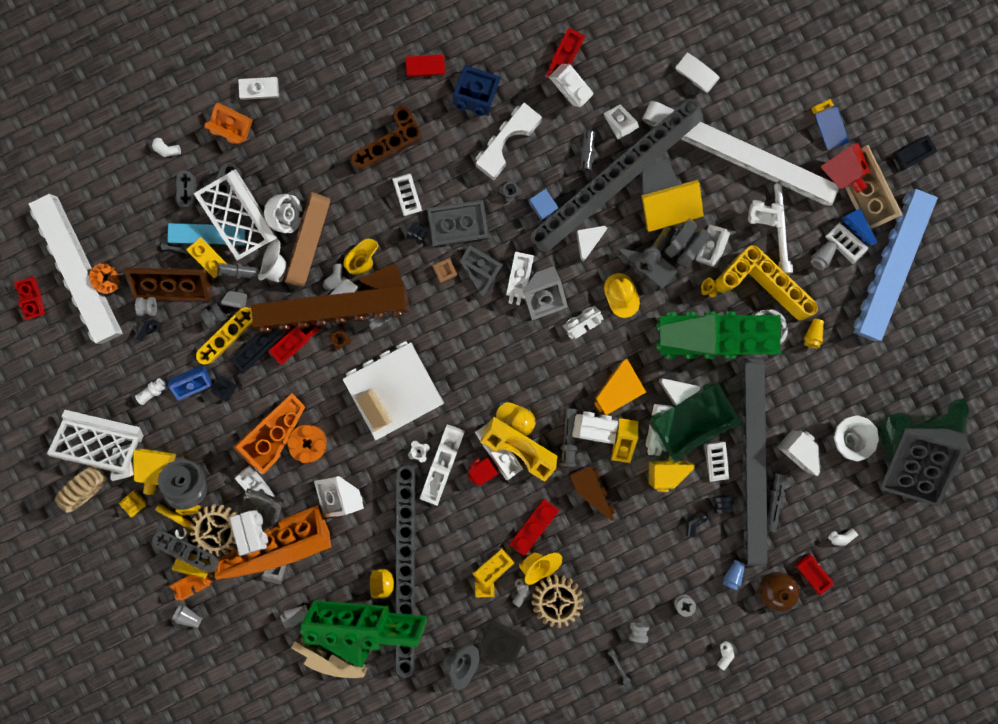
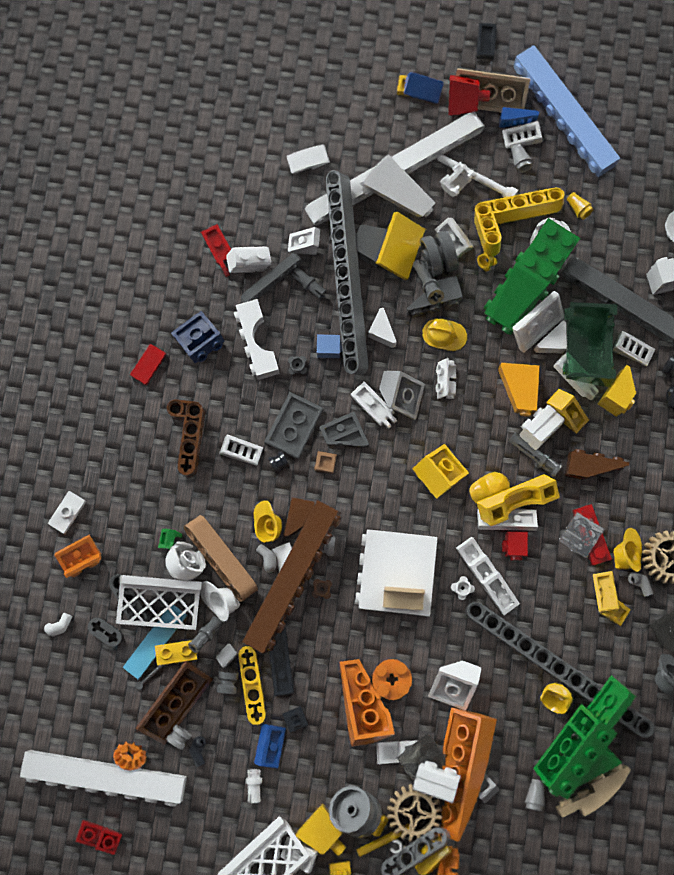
camera: 50 degrees left, 10 degrees down
(291, 344) = (298, 633): red hinge -> none
(293, 185) = (167, 538): none -> green tile
(502, 369) = (440, 470): none -> yellow slope
(527, 518) = (581, 534): none -> clear piece
(569, 116) = (272, 278): none -> dark grey beam
(684, 366) = (538, 322): none -> white tile
(722, 165) = (397, 187): none -> white slope

